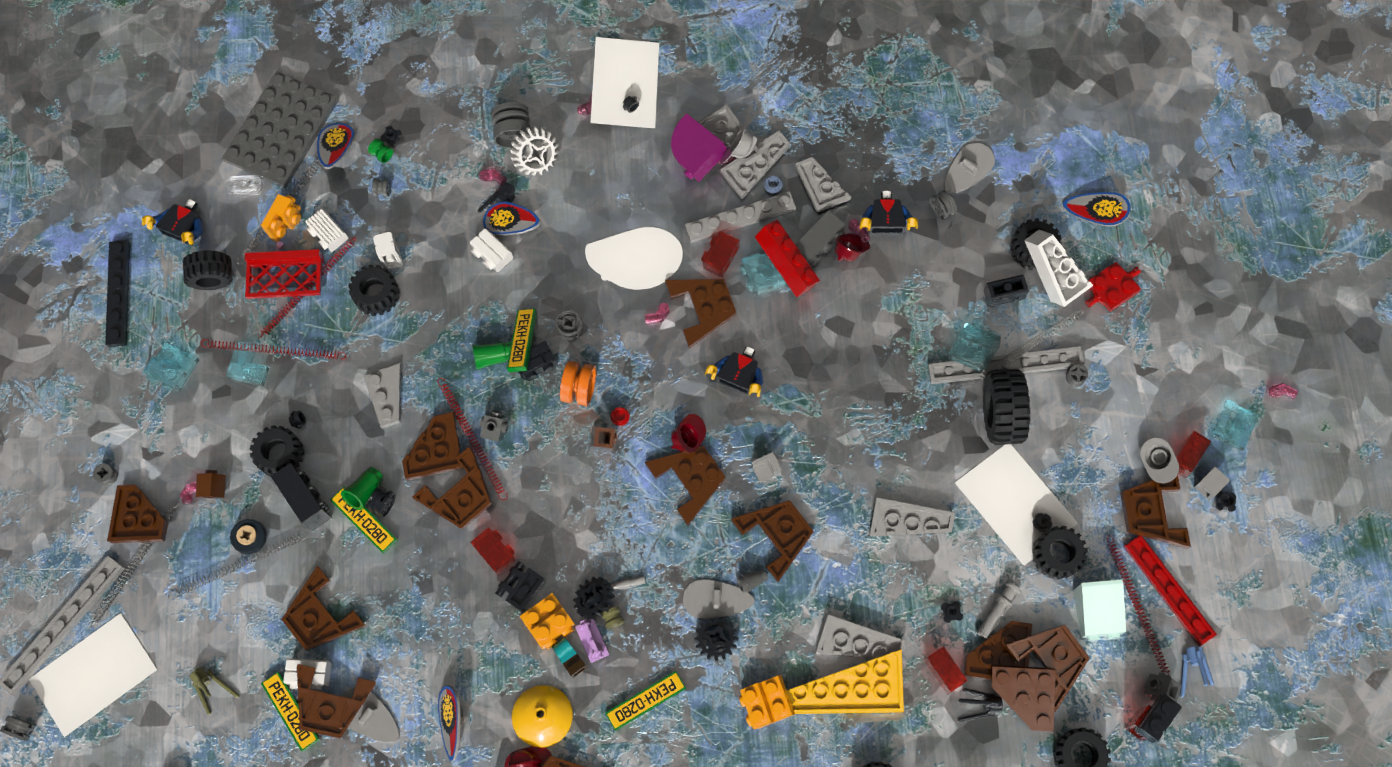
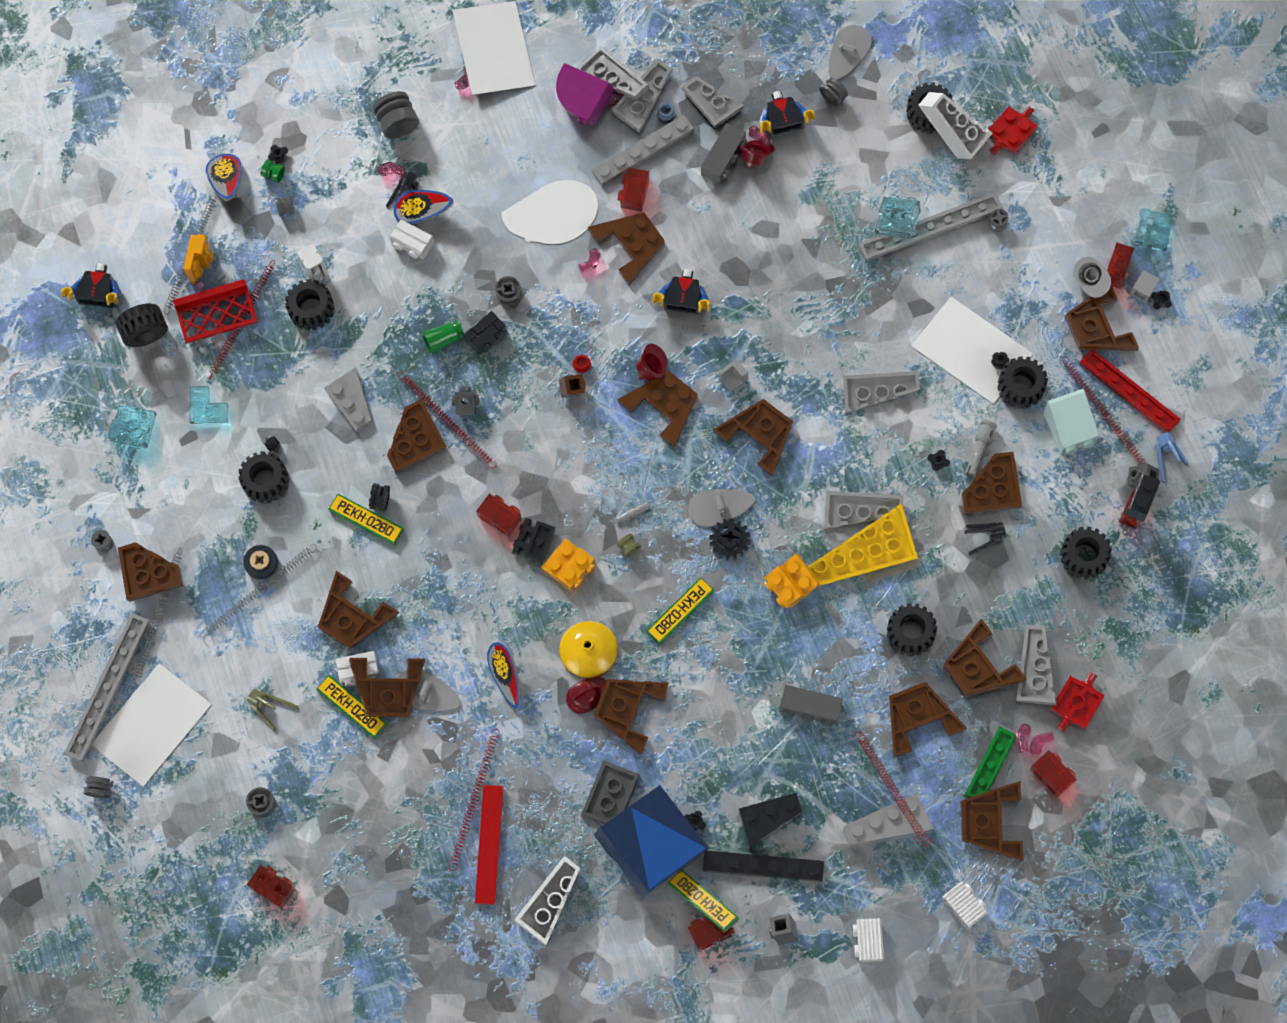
camera: 15 degrees left, 0 degrees up
(117, 294) = (54, 371): black plate -> none
(187, 492) = (190, 533): clear pink arm -> none
(210, 485) = (209, 523): reddish brown brick -> none
(243, 185) = (145, 236): clear plate -> none
(273, 349) = (229, 383): piece -> none
(280, 129) = (164, 174): dark grey plate -> none
(302, 496) = (302, 511): black brick -> none
(327, 230) = (244, 260): white brick -> none
(362, 488) = (356, 492): green plant -> none
(465, 499) = (456, 477): reddish brown wing -> none
(520, 160) = (436, 130): white gear -> none
(522, 340) = (468, 315): tile -> none
(569, 658) = (599, 591): leg -> none
(578, 383) = (533, 342): orange wheel -> none
(592, 640) = (614, 570): lavender hinge -> none
(594, 598) = (606, 531): black gear -> none
(630, 104) = (506, 67): black plate -> none
(741, 145) = (626, 81): light grey piece -> none
(751, 580) = (747, 479): dark grey cone -> none
(761, 274) = (680, 197): clear light blue plate -> none
(787, 258) = (699, 177): red brick -> none
(945, 670) = (946, 512): clear red brick -> none
(1006, 290) = (913, 157): black brick -> none
(1006, 406) = (940, 262): black tyre -> none
(1028, 692) = (1025, 512): reddish brown plate -> none
(1039, 339) = (945, 206): light grey piece -> none
(1056, 650) = (1043, 471): reddish brown wing -> none
(1099, 208) = (980, 59): shield -> none
(1282, 389) = (1189, 186): clear pink arm -> none

